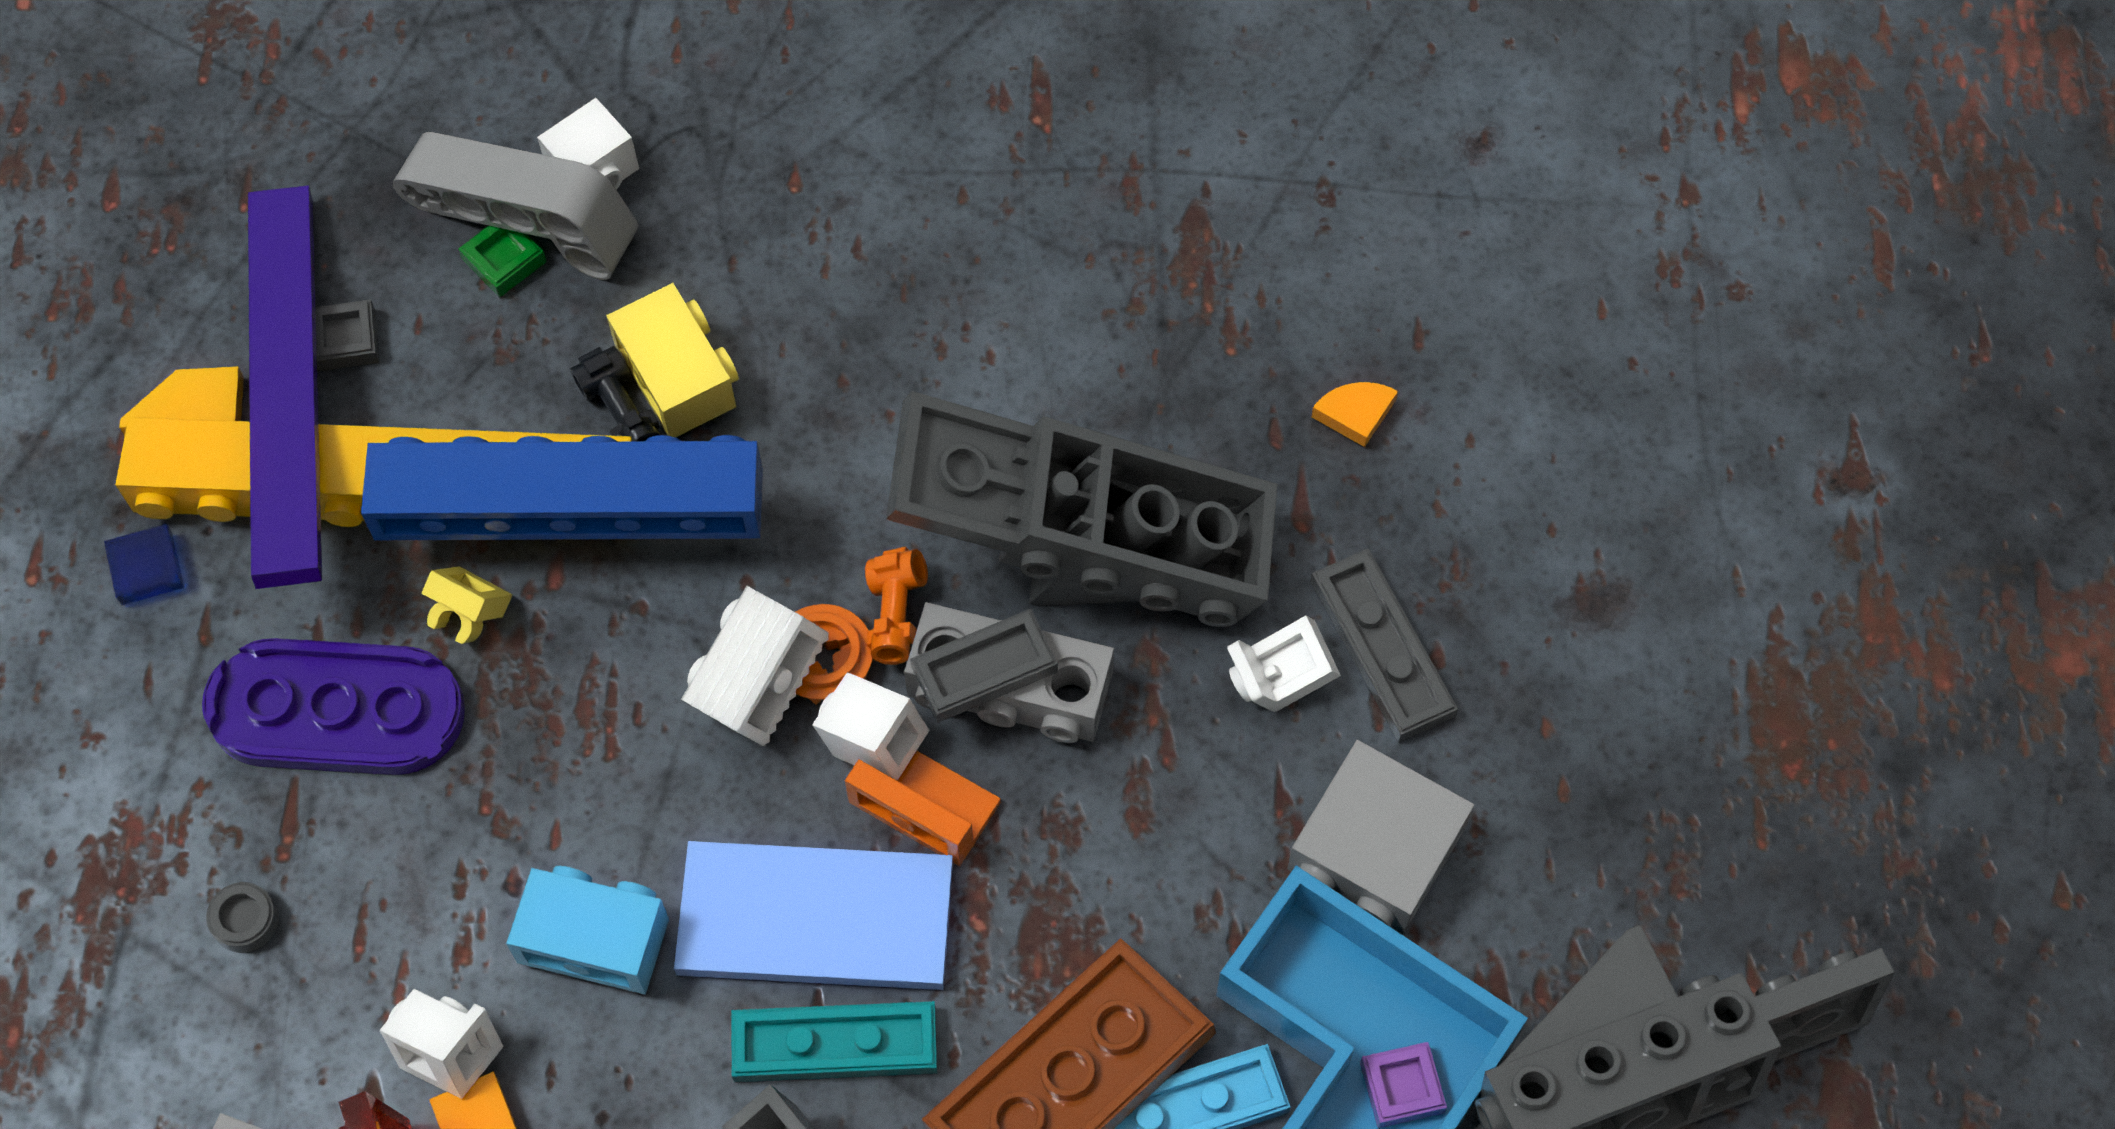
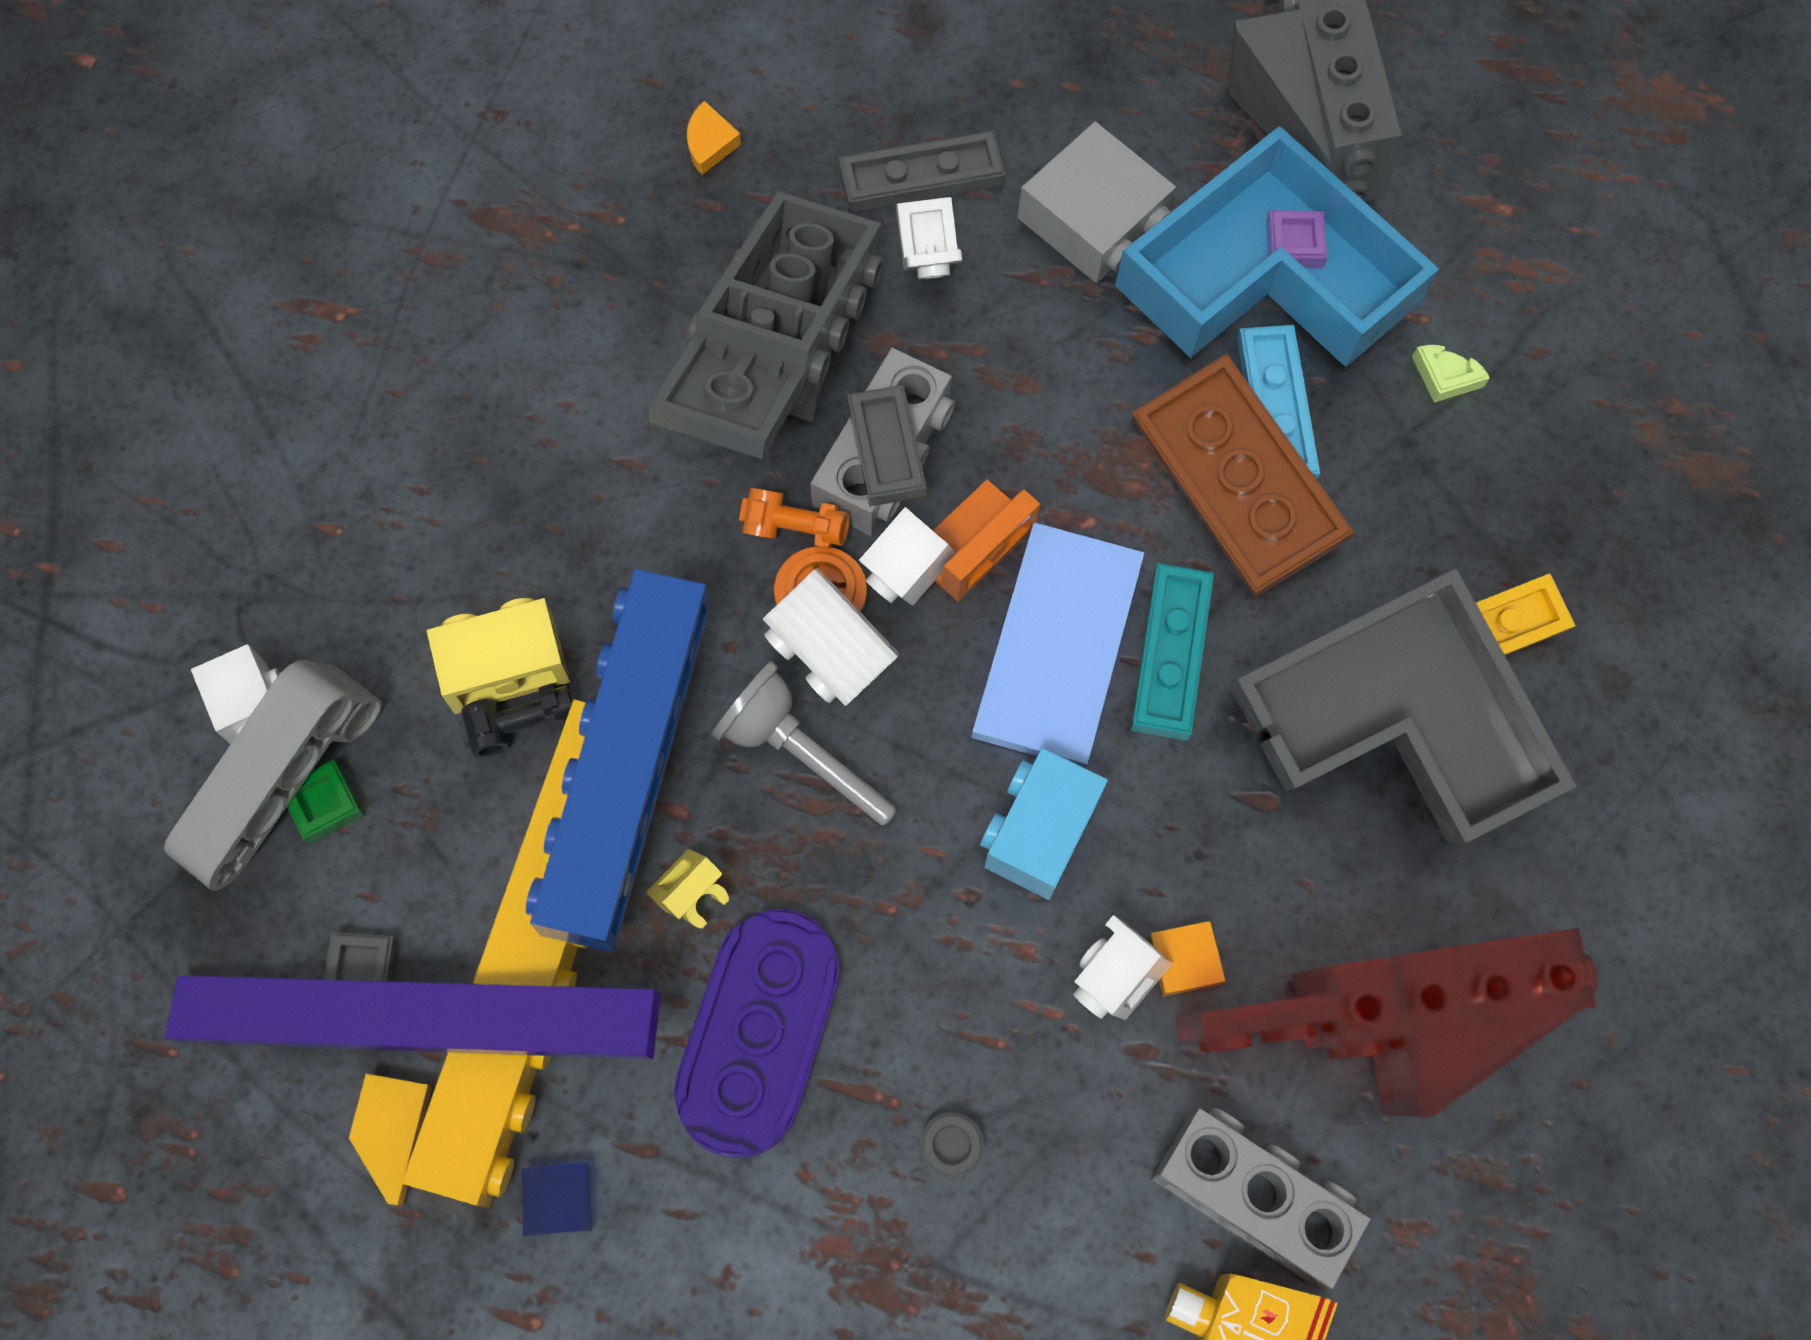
camera: 80 degrees left, 5 degrees up
(656, 622) = (764, 716): none -> light grey piece

